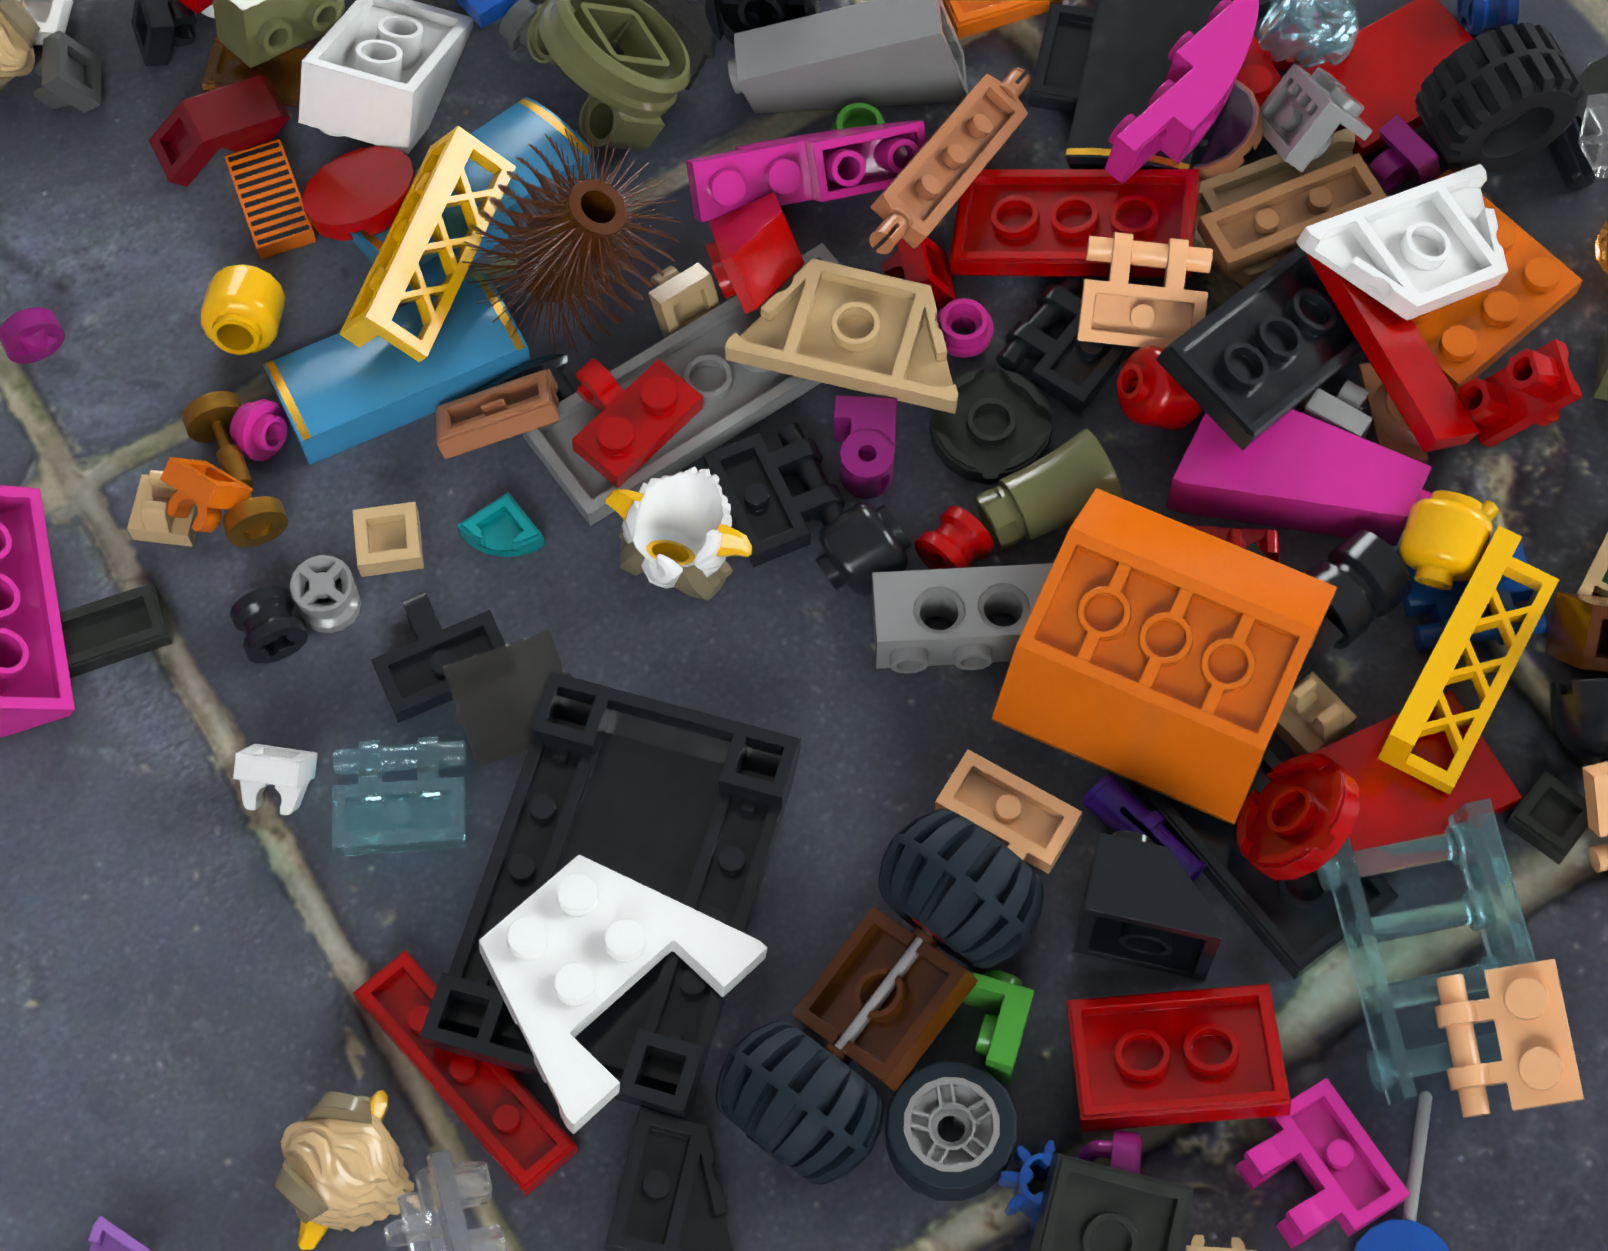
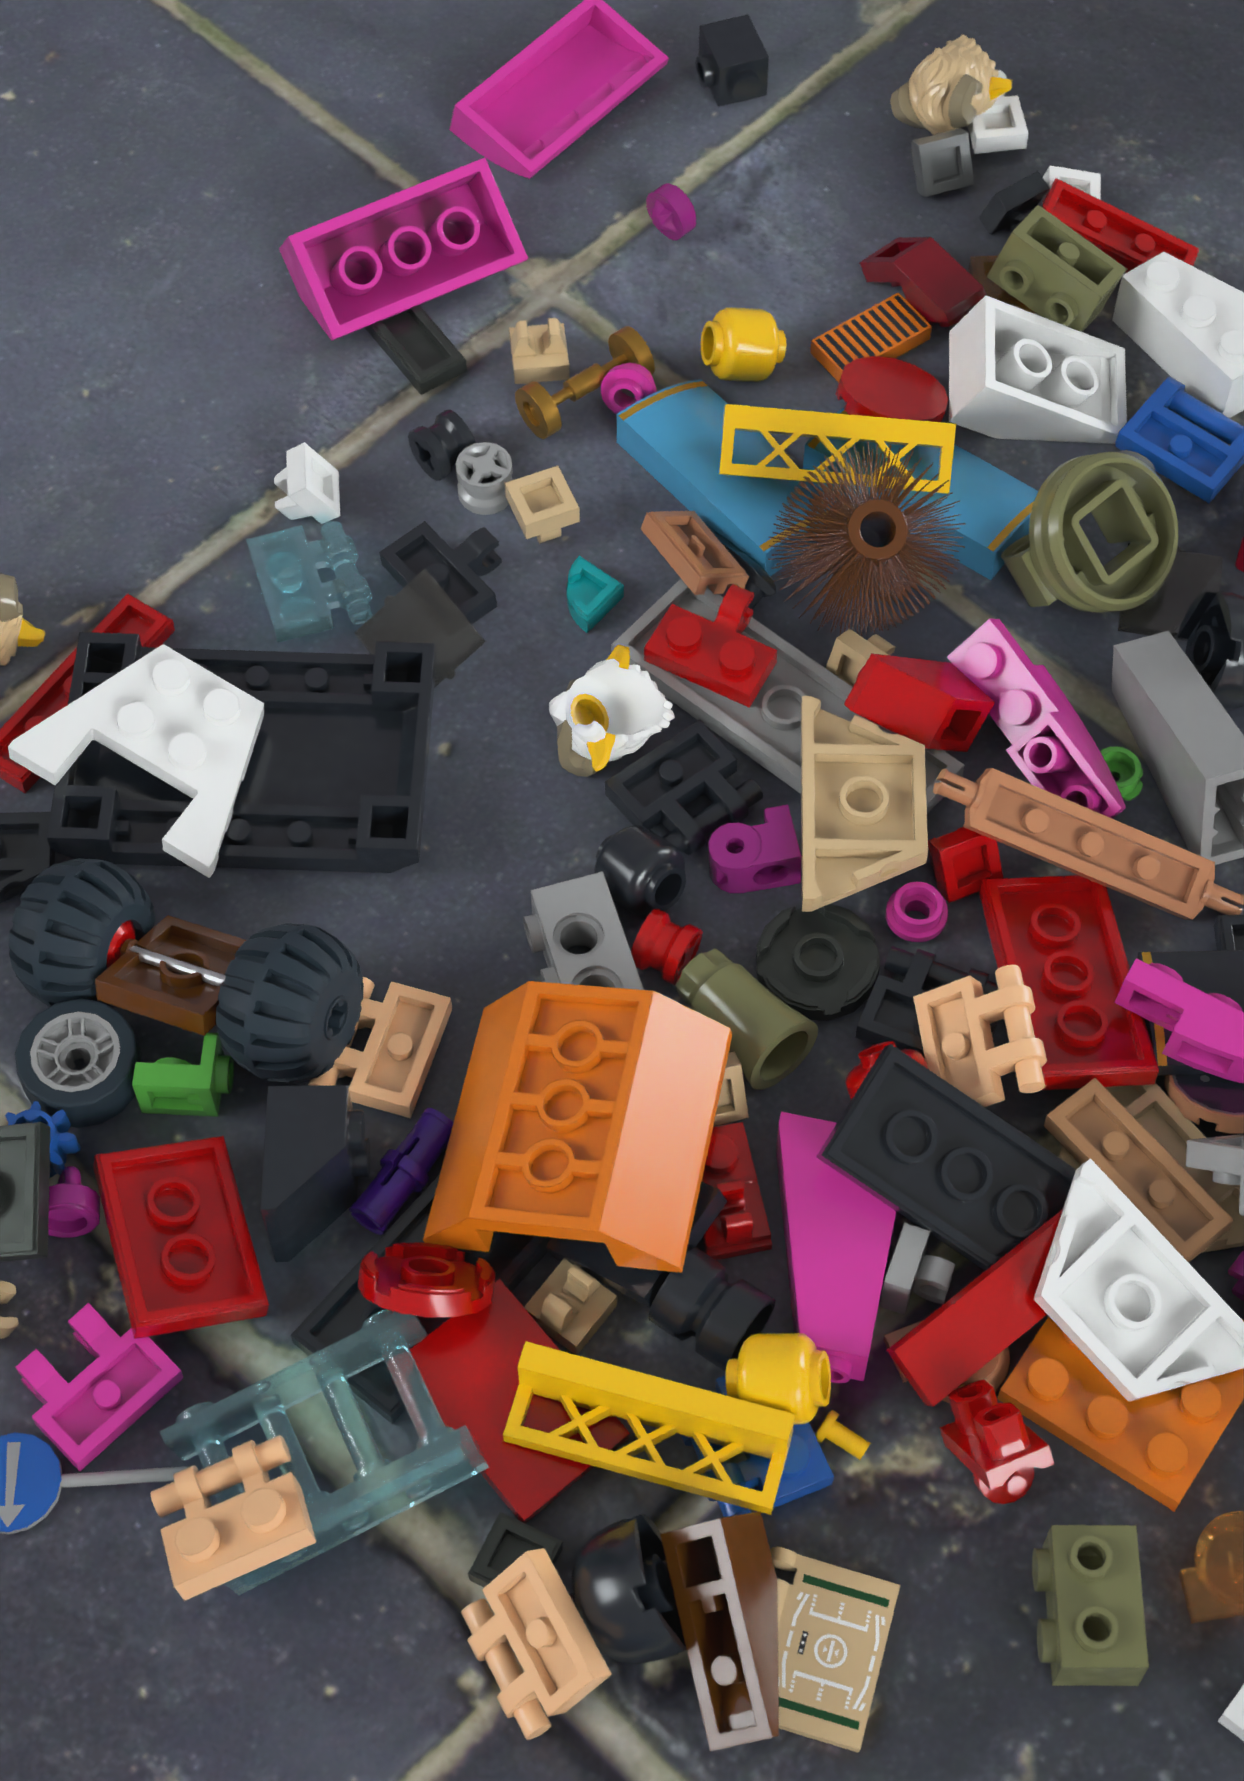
camera: 75 degrees right, 5 degrees down
(205, 486) = (547, 357): orange tile -> none

